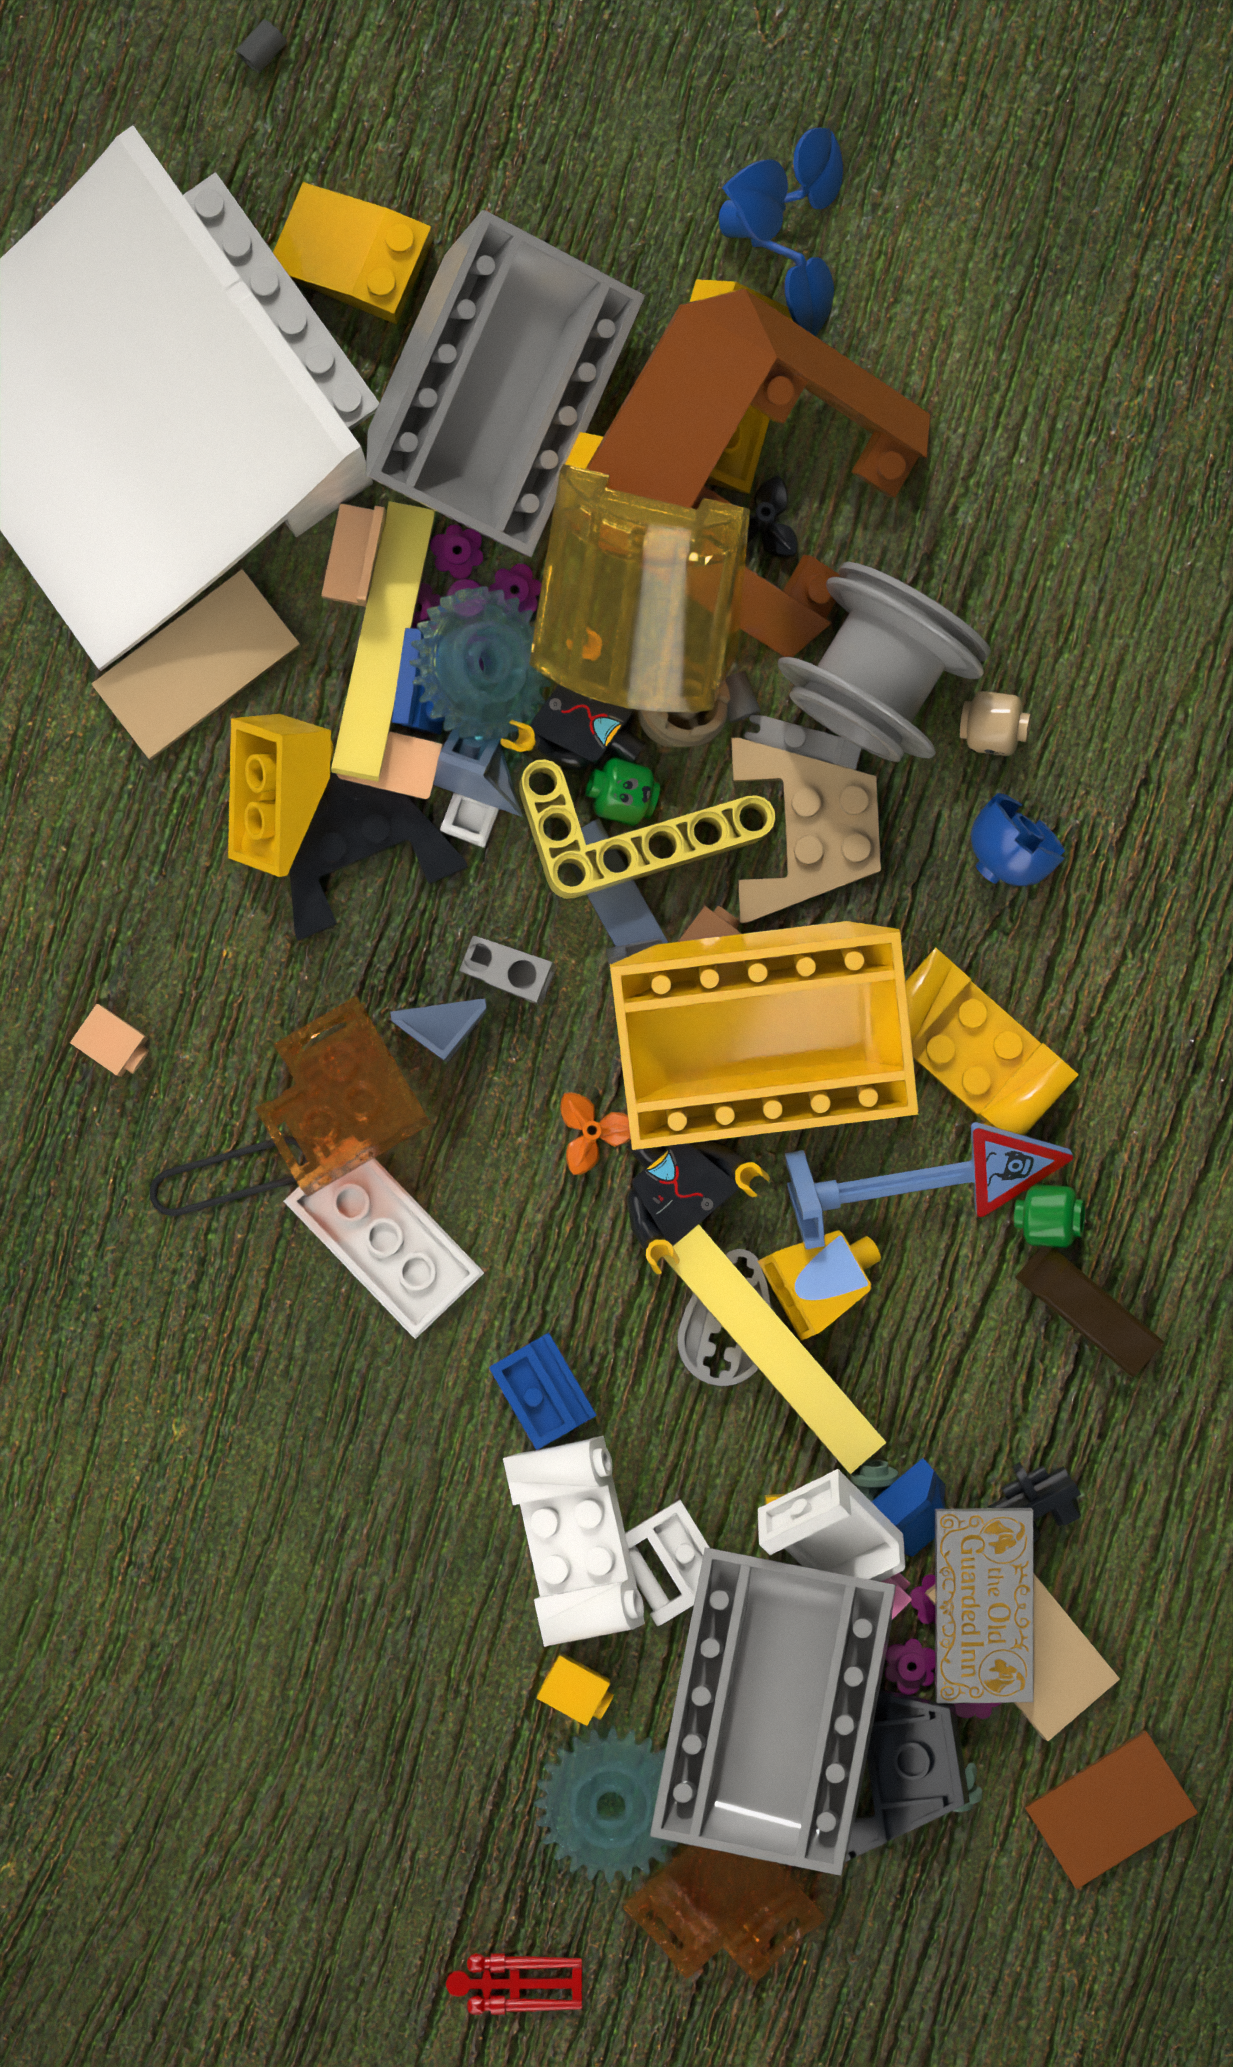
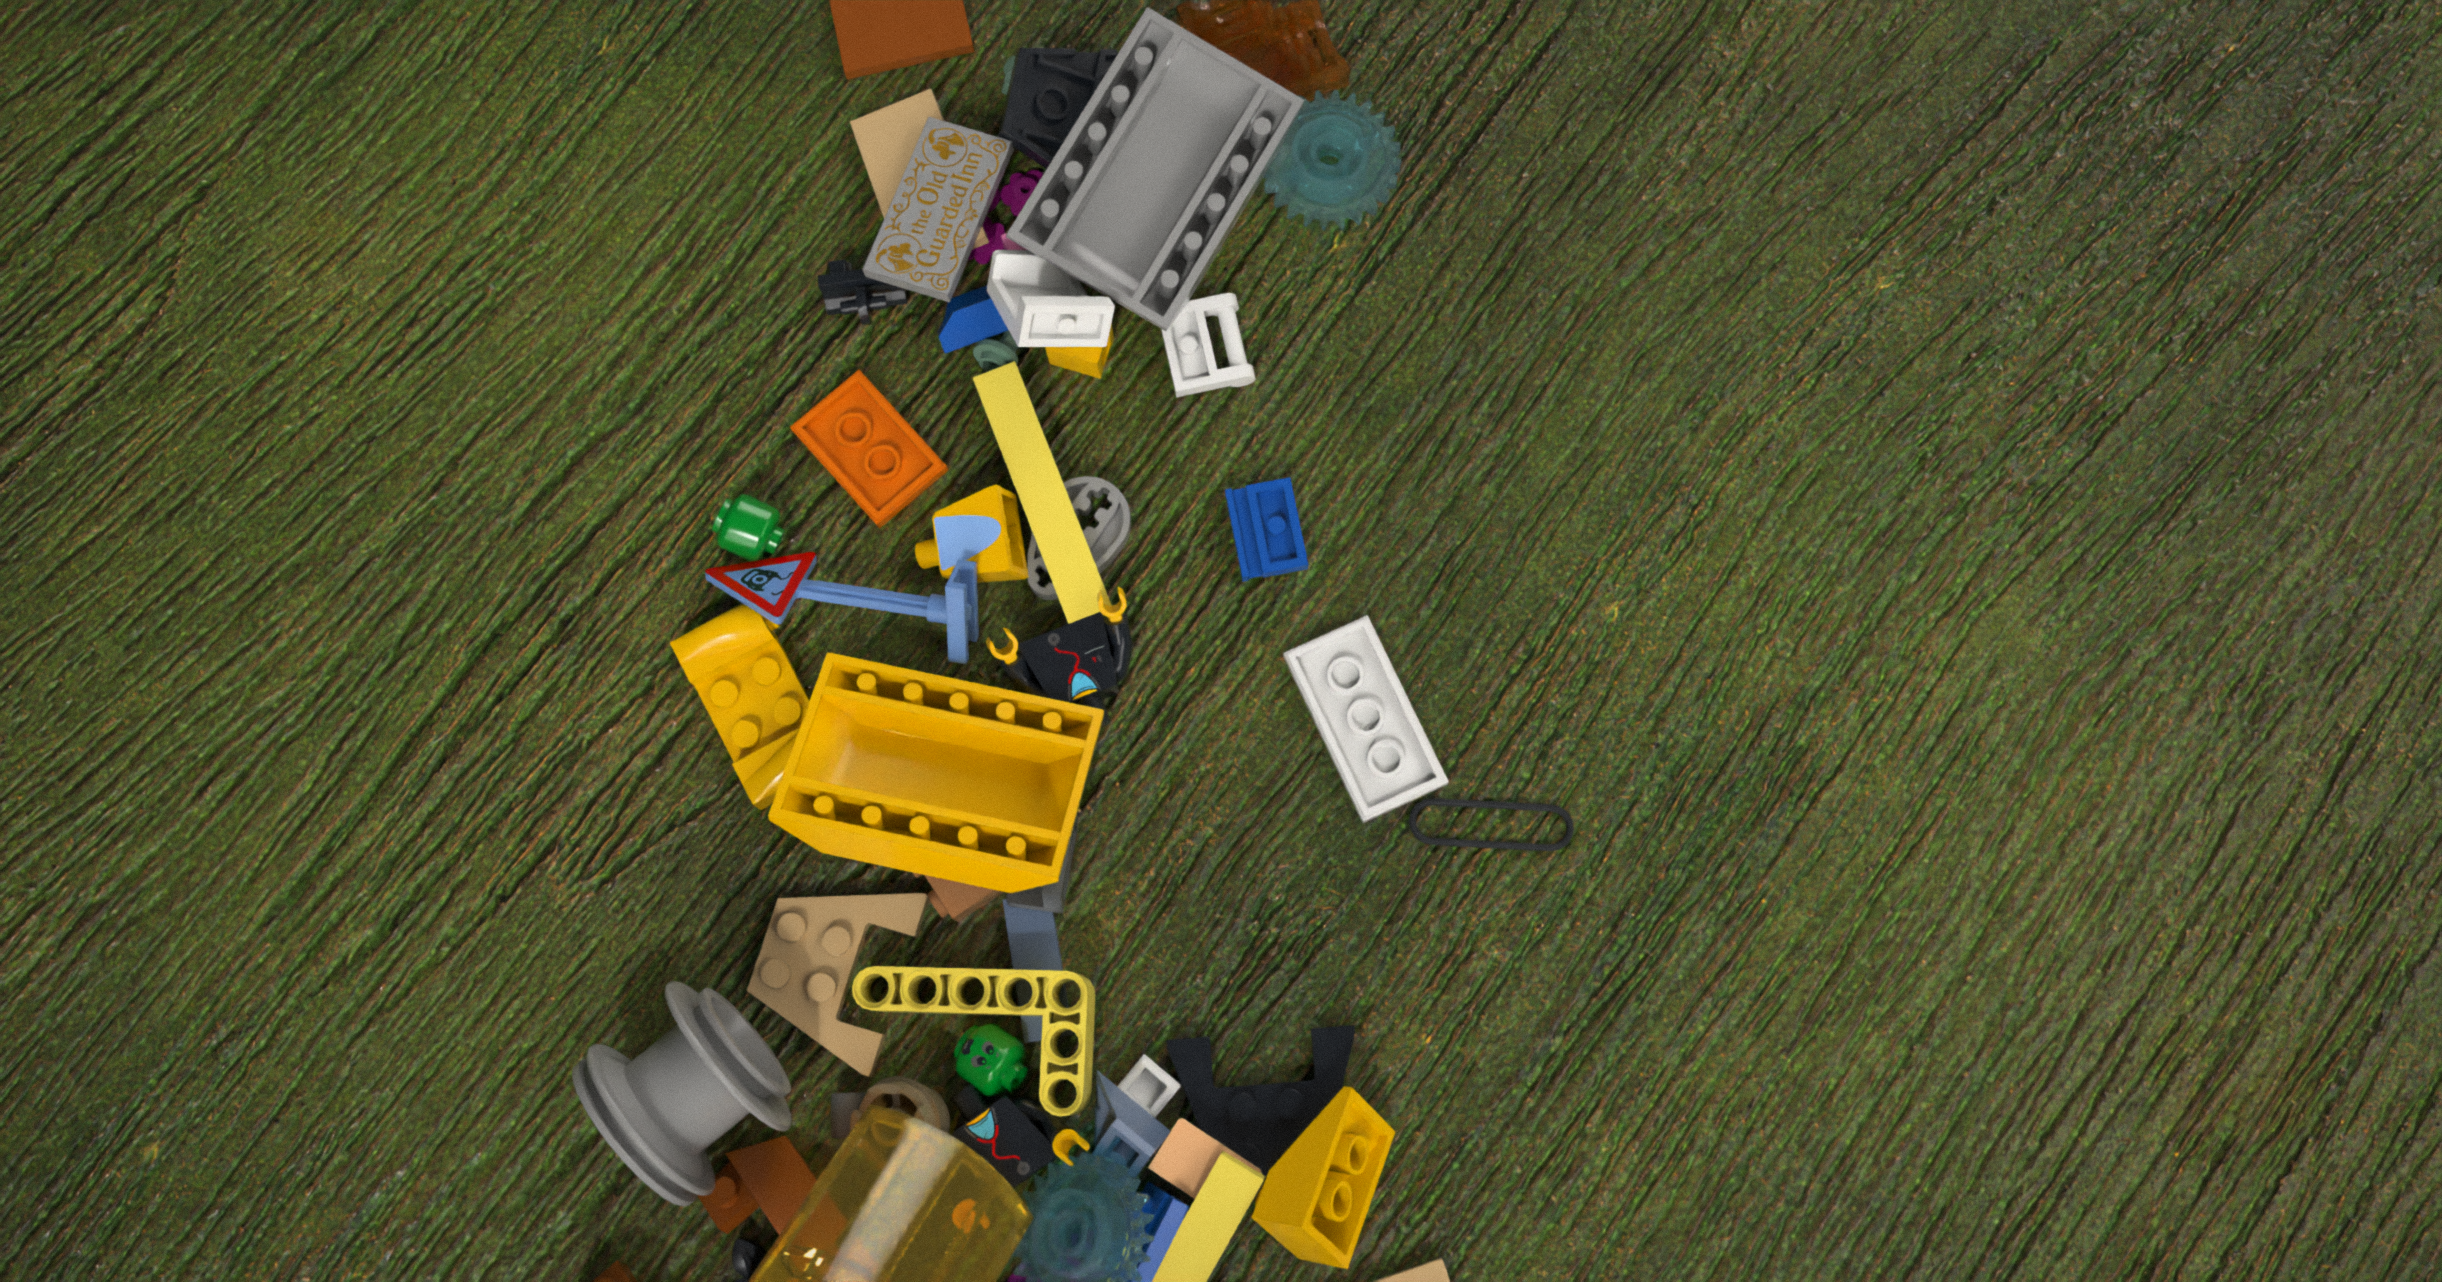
camera: 160 degrees left, 10 degrees down
(111, 1041) = (1566, 988): light nougat brick -> none
(345, 1098) = (1356, 851): clear orange piece -> none
(441, 1026) = (1244, 892): sand blue slope -> none
(459, 1983) = (1511, 63): red piece -> none
(508, 969) = (1163, 926): light grey leg -> none
(575, 1541) = (1282, 385): white piece -> none
(575, 1690) = (1327, 263): yellow brick -> none
(579, 1114) = (1152, 734): orange plant -> none
(804, 741) = (801, 1048): light grey piece -> none
(967, 1340) = (869, 448): none -> orange tile
(994, 723) = (614, 1001): tan head -> none
(1013, 845) = (642, 876): blue cylinder -> none
(1089, 1310) = (746, 432): dark brown piece -> none

